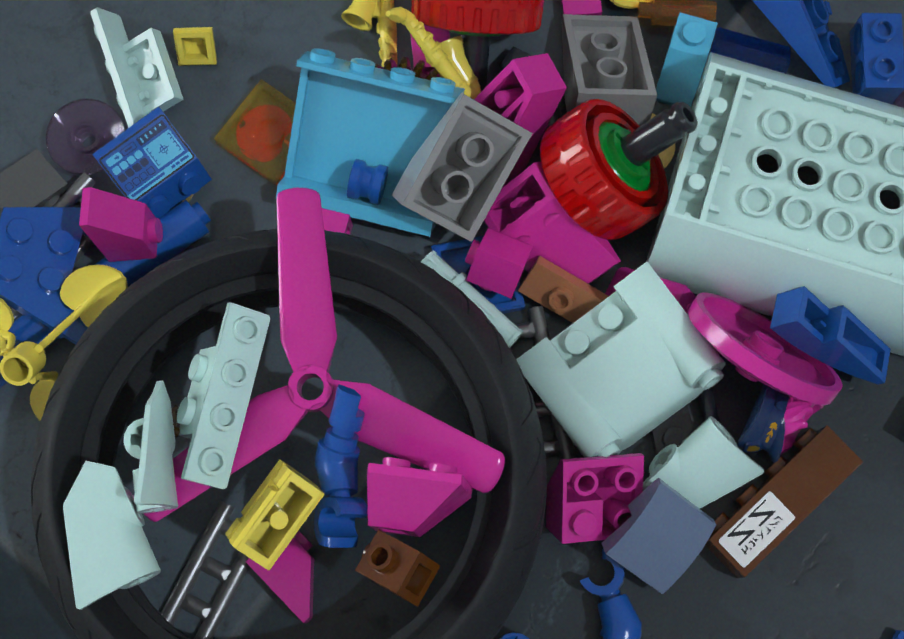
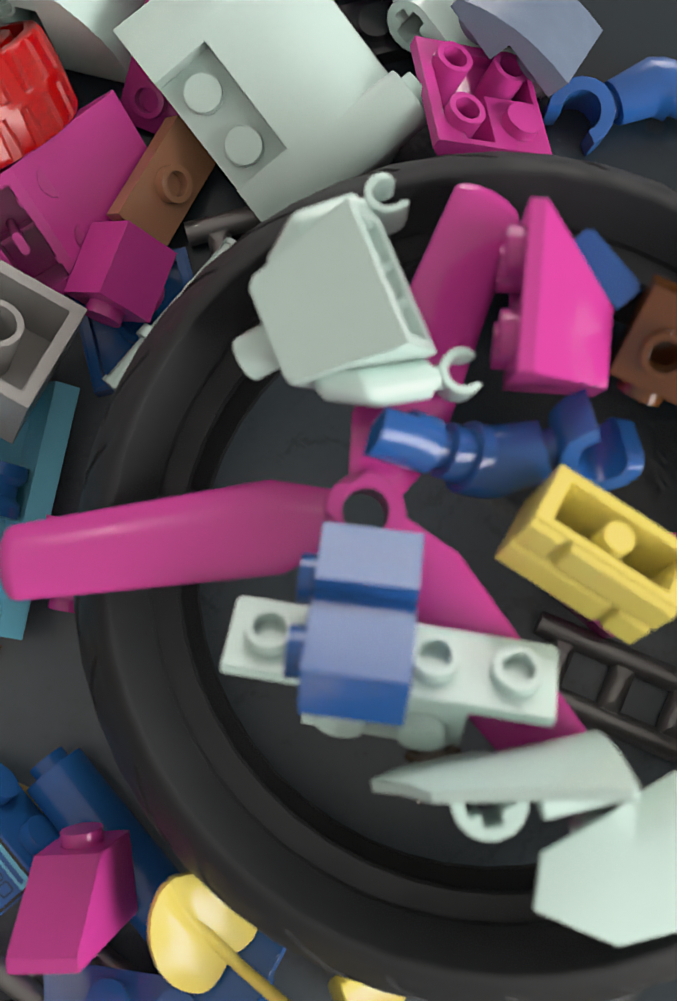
camera: 90 degrees left, 5 degrees up
(242, 374) = (360, 624): none -> brick
(423, 378) = (343, 311): none -> light aqua torso
(441, 532) = (607, 268): none -> blue tile

